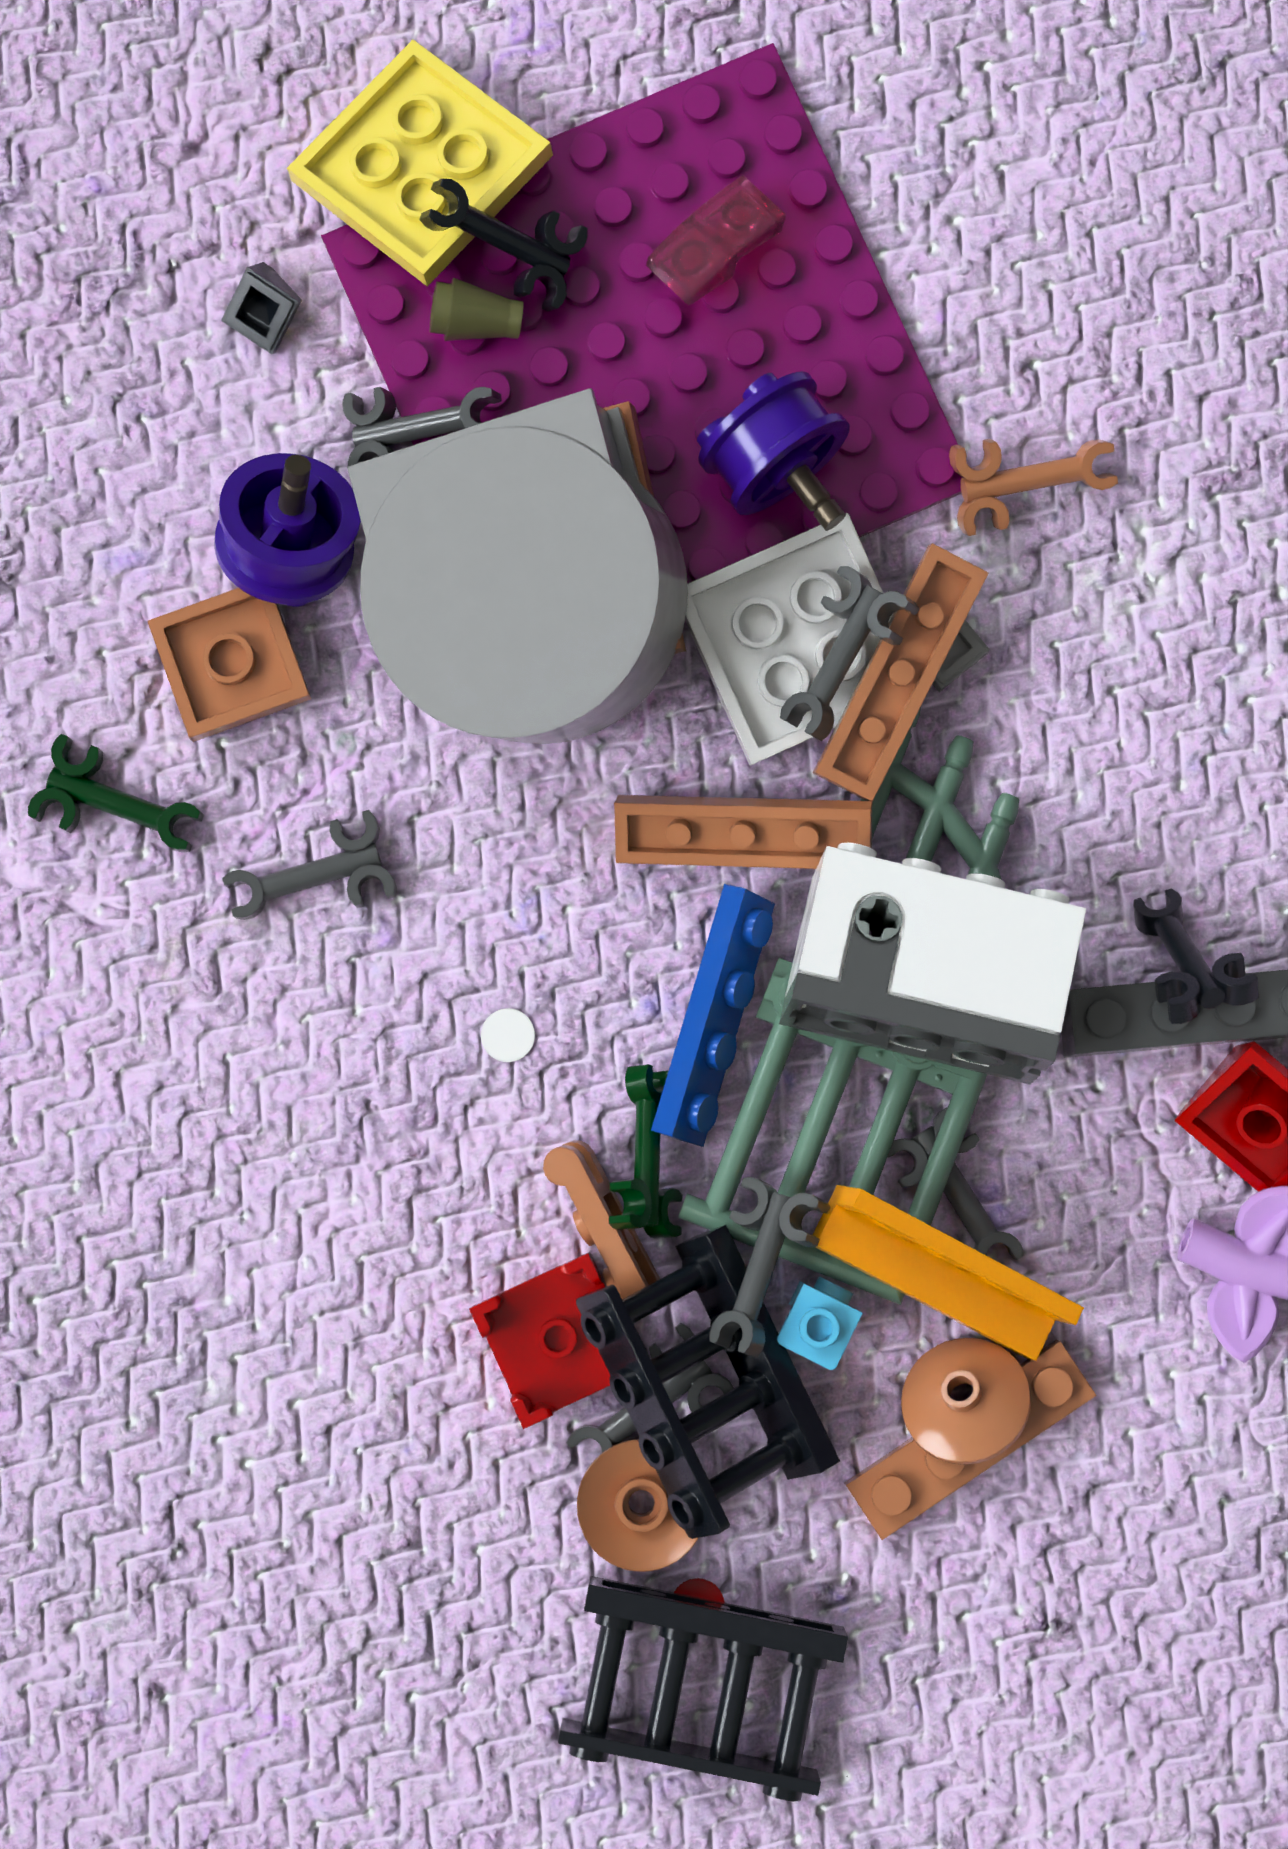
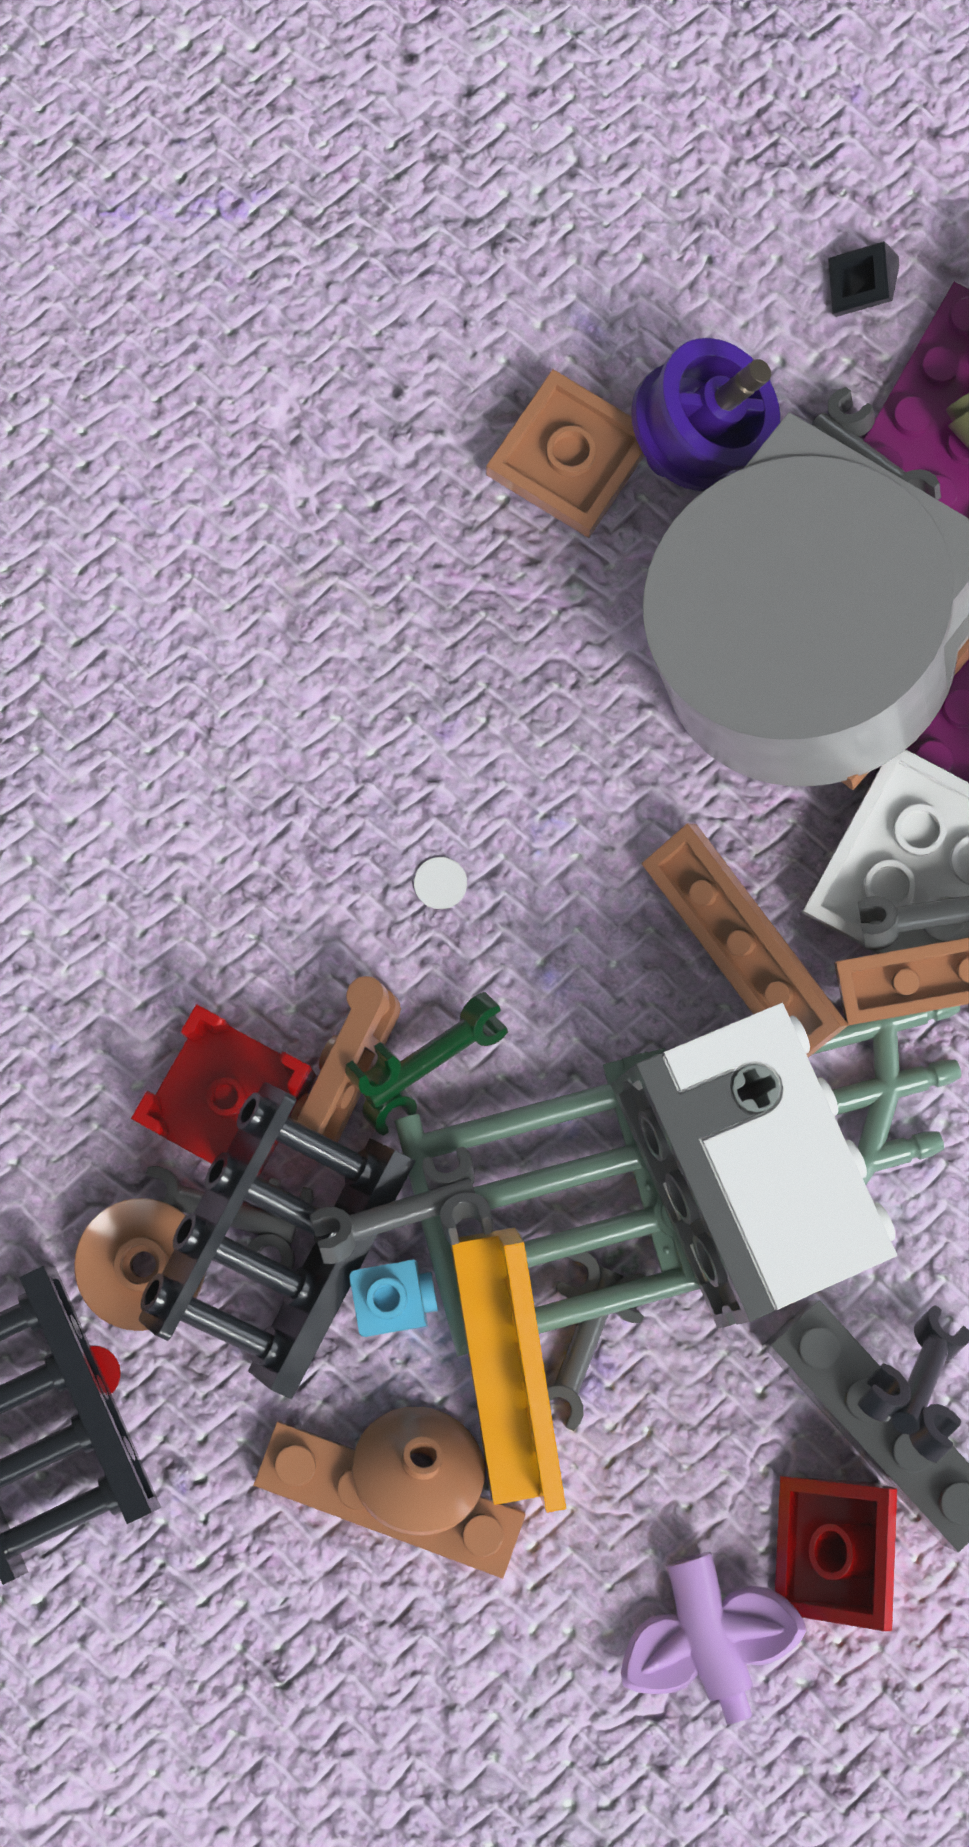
camera: 55 degrees right, 5 degrees down
(71, 784) = (383, 409): dark green bar -> none
(359, 861) = (487, 667): dark grey bar -> none
(714, 1015) = (578, 1030): blue plate -> none

